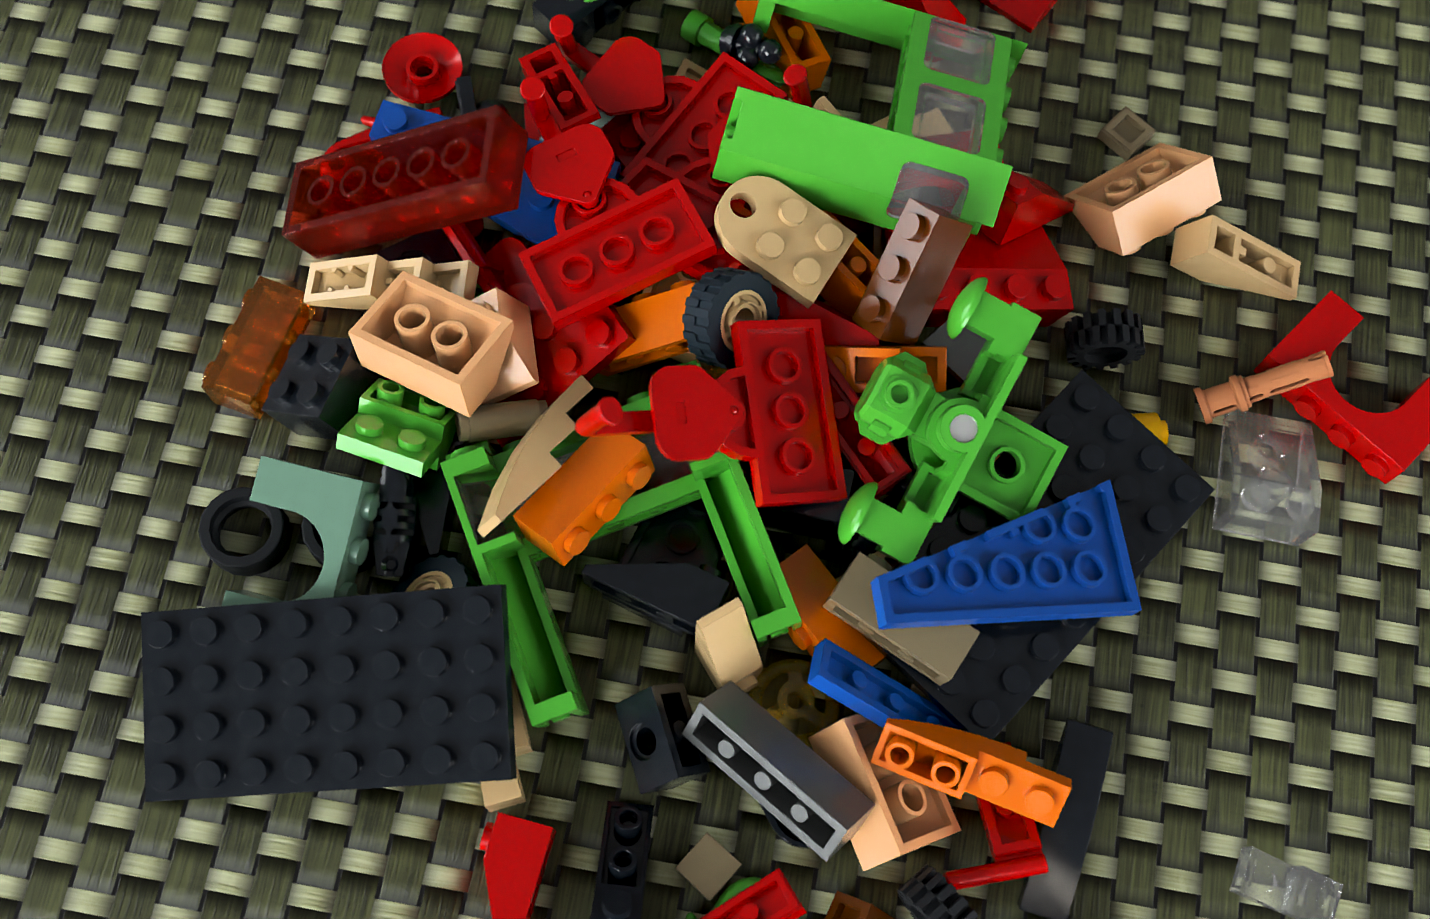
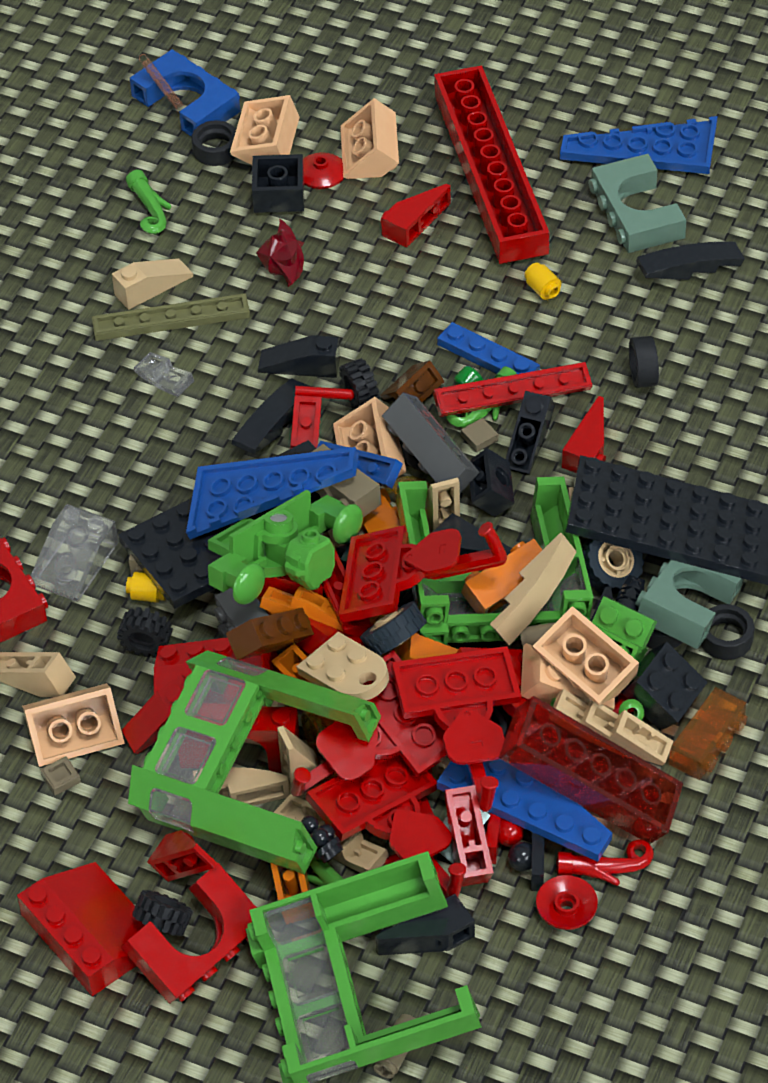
camera: 160 degrees left, 20 degrees down
(973, 764) = (321, 428): orange slope -> none
(1241, 392) = (70, 591): nougat pin -> none

